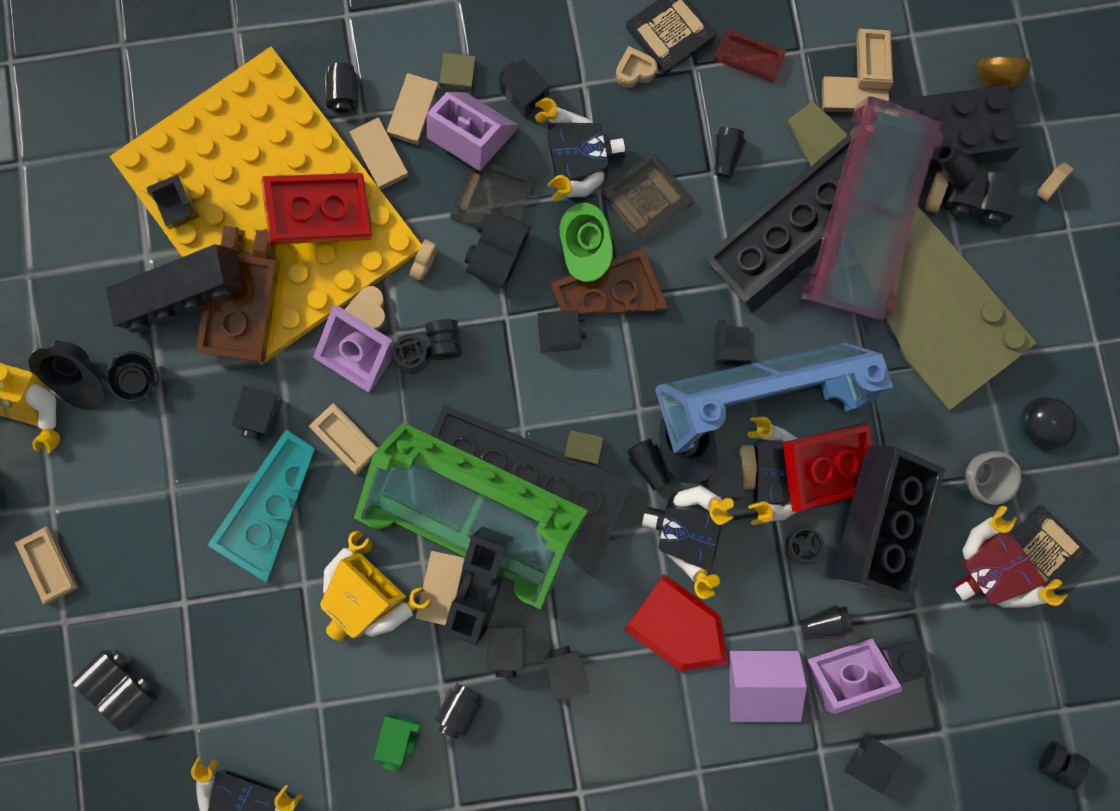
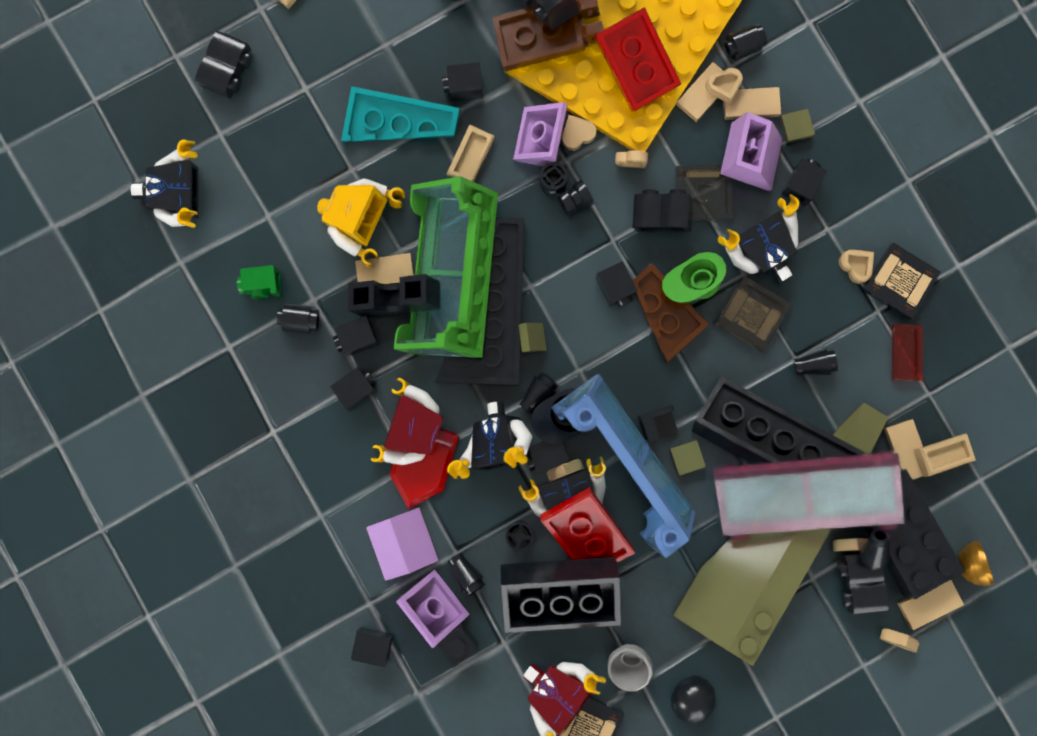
camera: 75 degrees right, 5 degrees up
(381, 128) = (724, 84): none -> tan tile
(639, 620) = (413, 428): none -> dark red torso
(780, 328) = (687, 457): none -> olive tile
(1032, 139) = (931, 605): none -> tan tile

